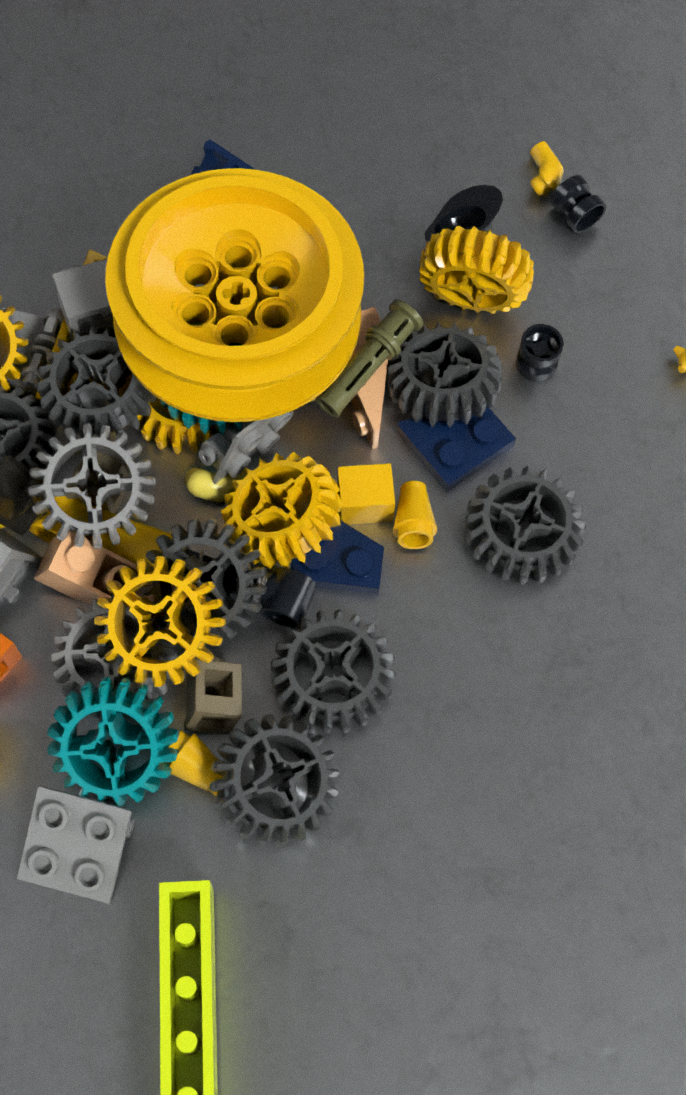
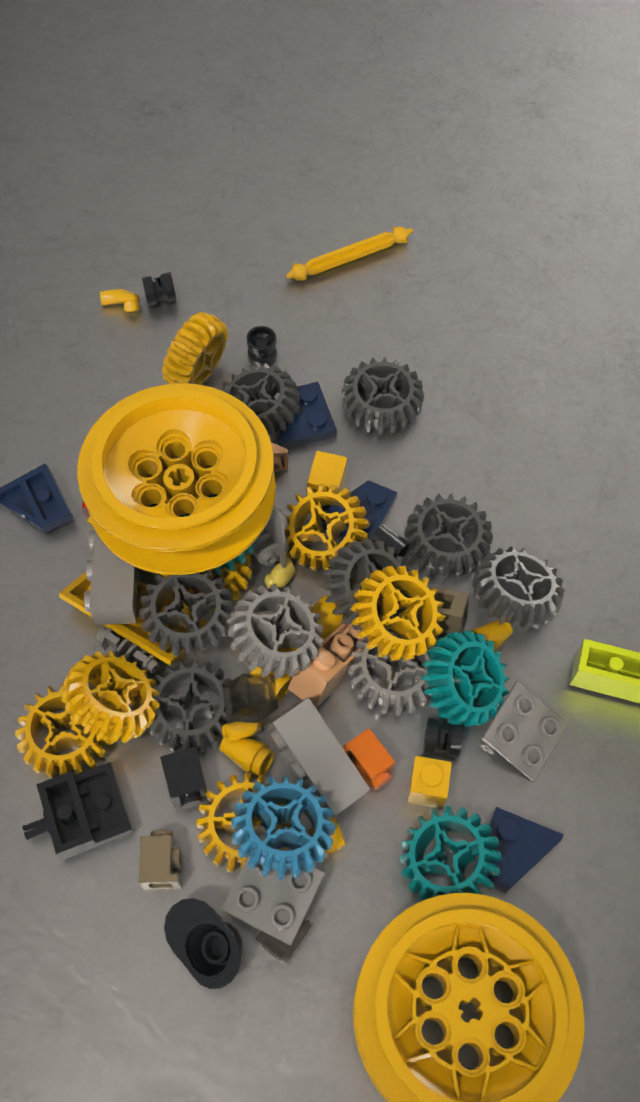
camera: 70 degrees left, 5 degrees down
(32, 742) = (435, 735): none -> black wheel
(414, 517) = (359, 454): yellow cone -> none
(468, 208) = (142, 351): black piece -> none

